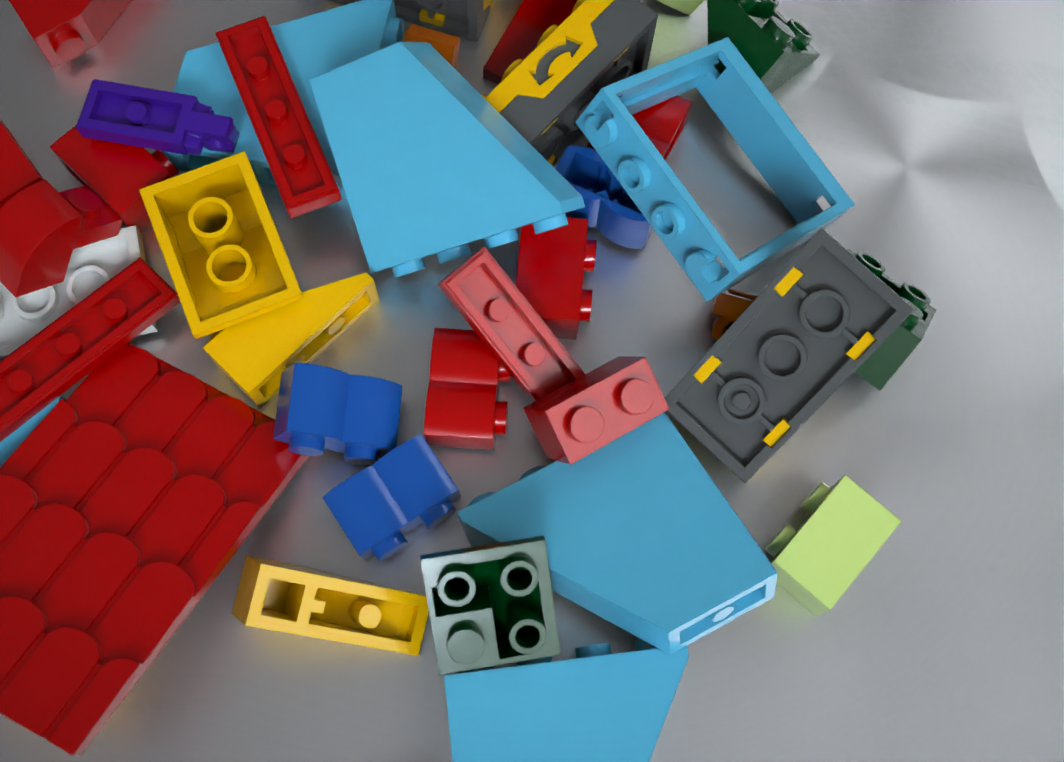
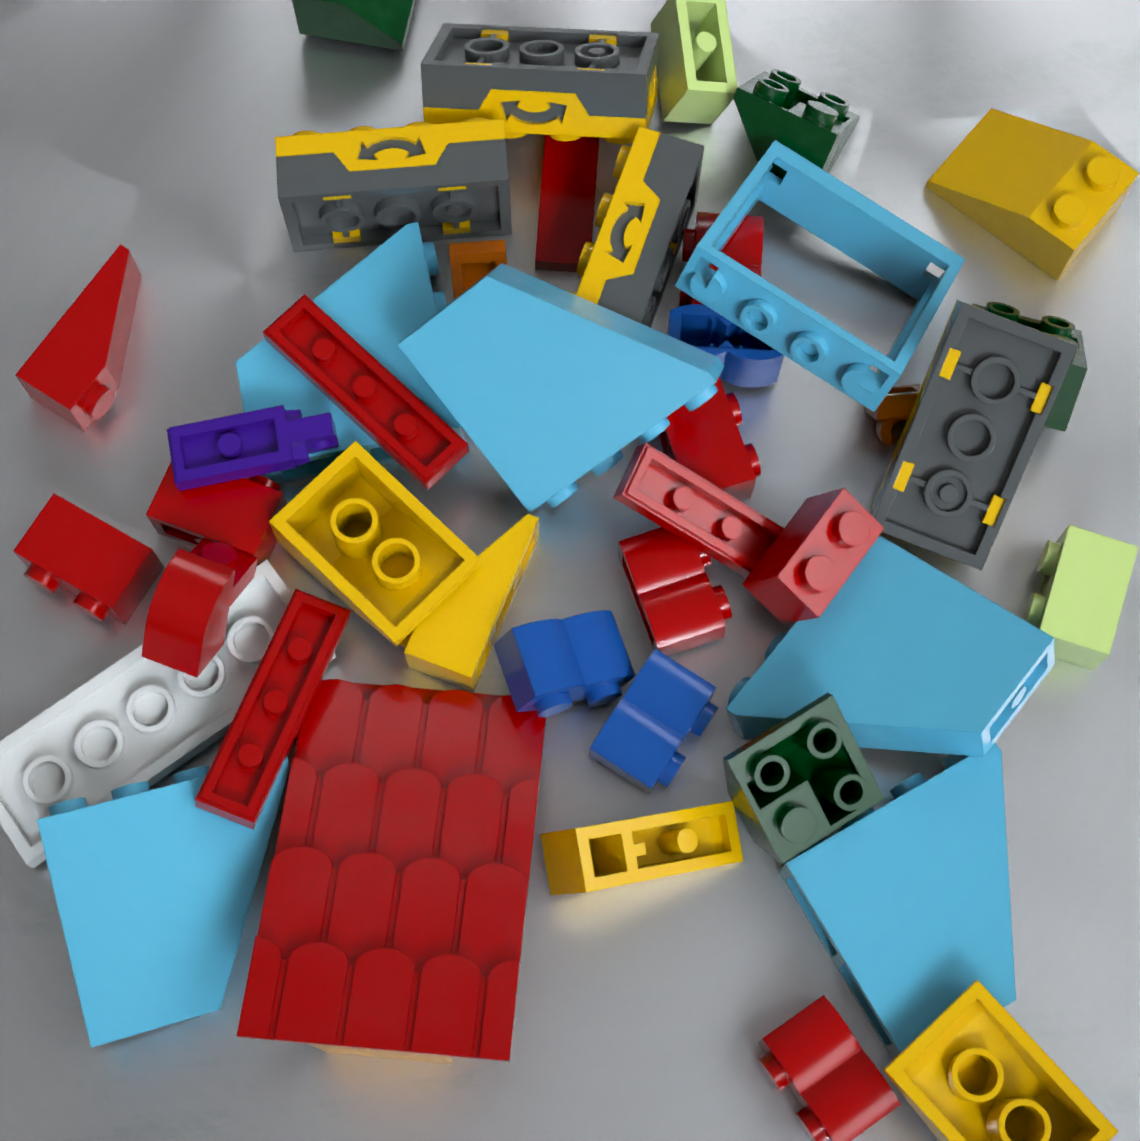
camera: 20 degrees left, 0 degrees up
(949, 171) = (1034, 187): none -> yellow slope

